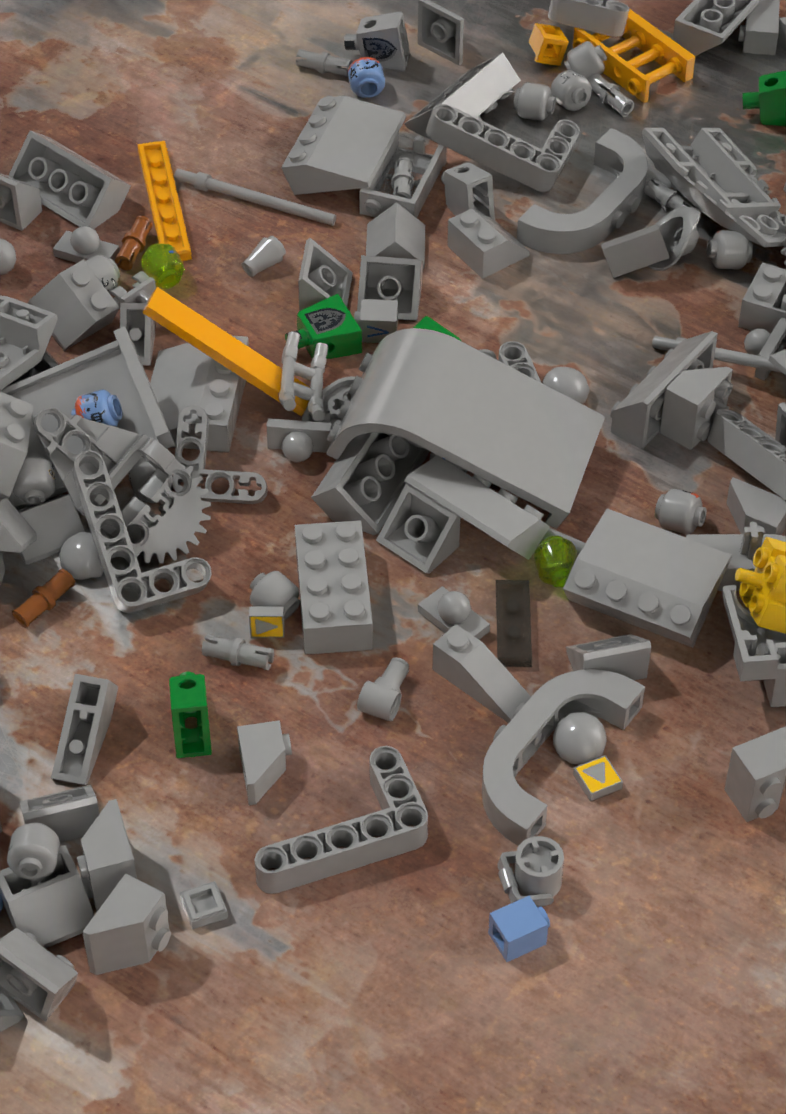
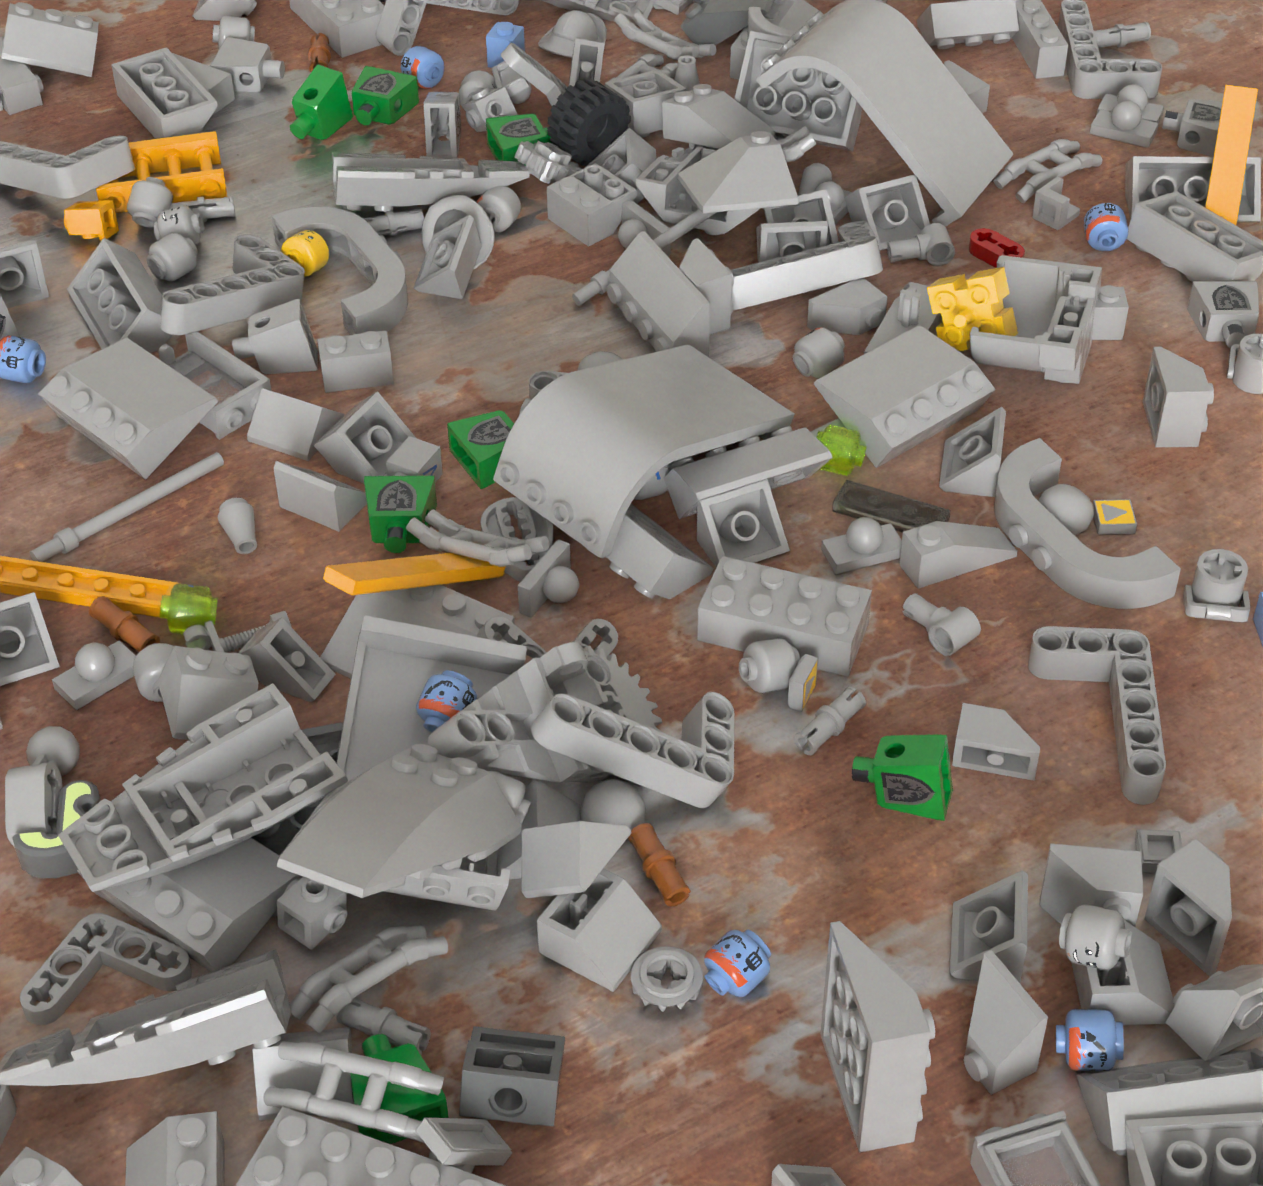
camera: 65 degrees left, 5 degrees down
(84, 728) = (878, 874): light grey slope -> none
(402, 180) = (217, 381): light grey pin -> none
(589, 166) = (307, 250): none -> yellow head

